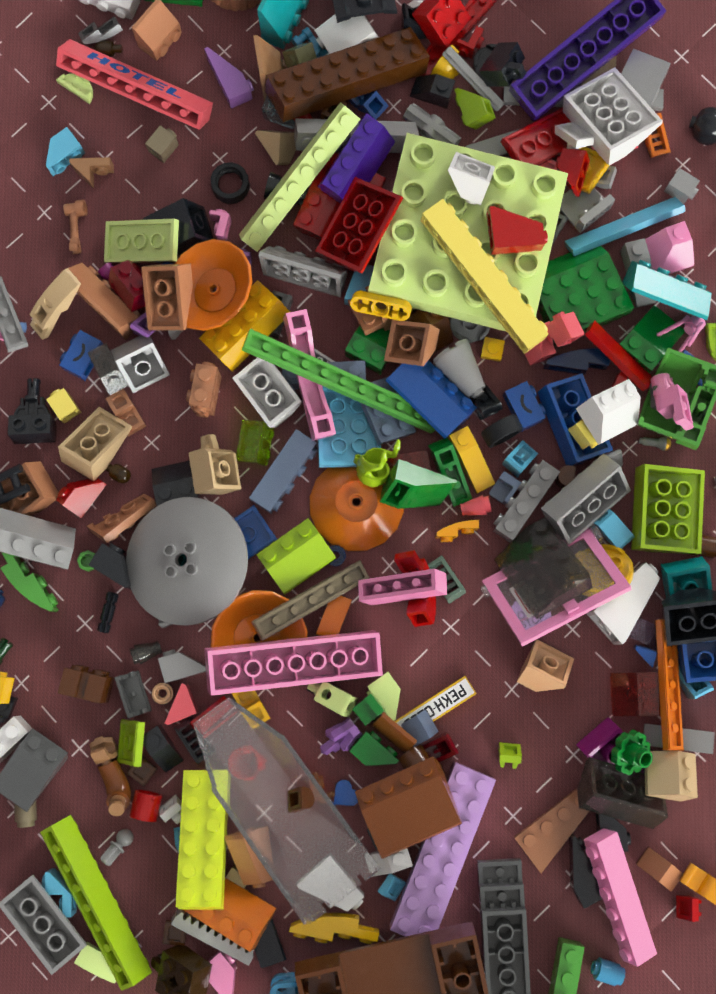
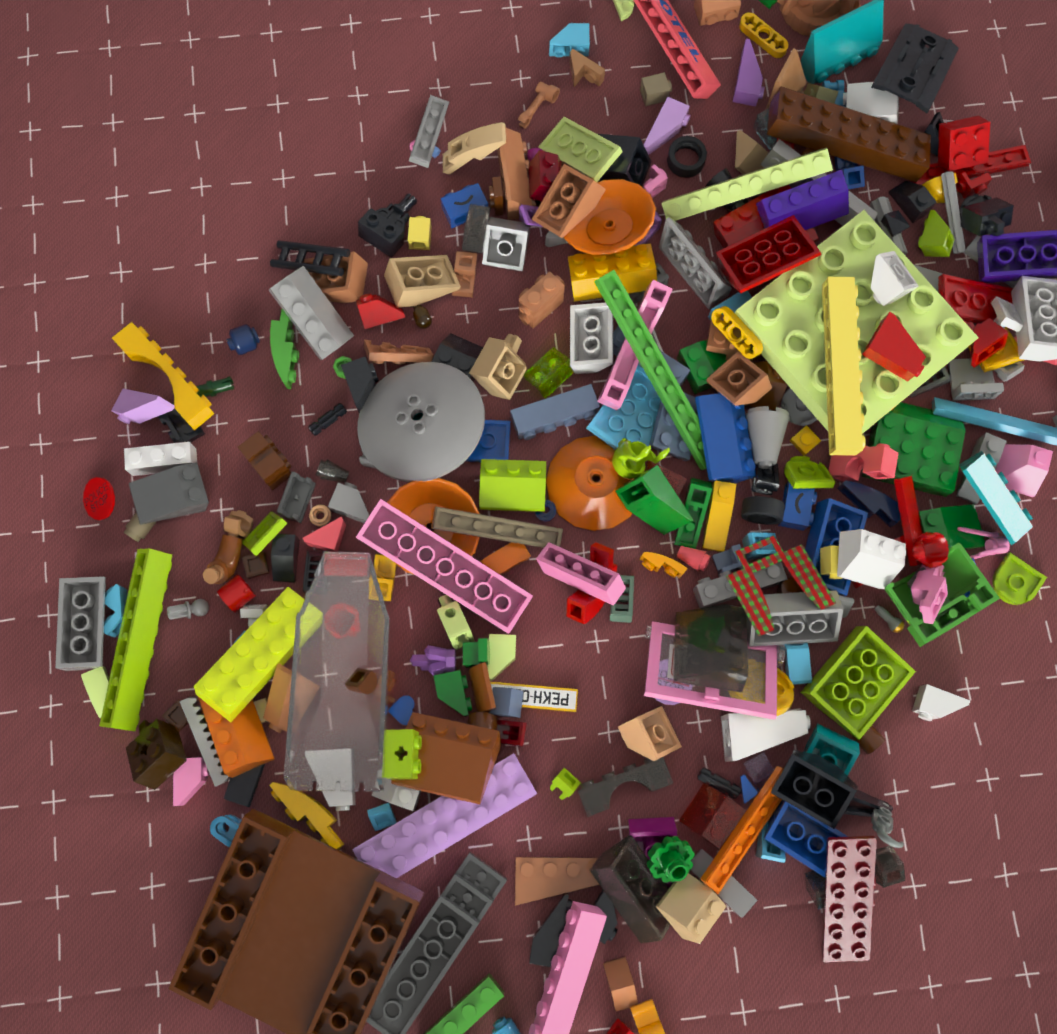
camera: 35 degrees right, 5 degrees down
(103, 330) = (496, 196): none -> reddish brown plate
(195, 166) = (668, 124): none -> lavender slope
(209, 26) = (760, 26): none -> yellow beam
(380, 842) = (396, 743): none -> lime brick
(435, 121) = (894, 223): none -> black slope
(514, 376) = (807, 474): none -> lime tile
(539, 744) = (596, 796): none -> clear smoke arch
(543, 506) = (750, 594): none -> piece
(622, 665) = (719, 783): none -> black axle
(651, 369) = (931, 549): none -> red hair

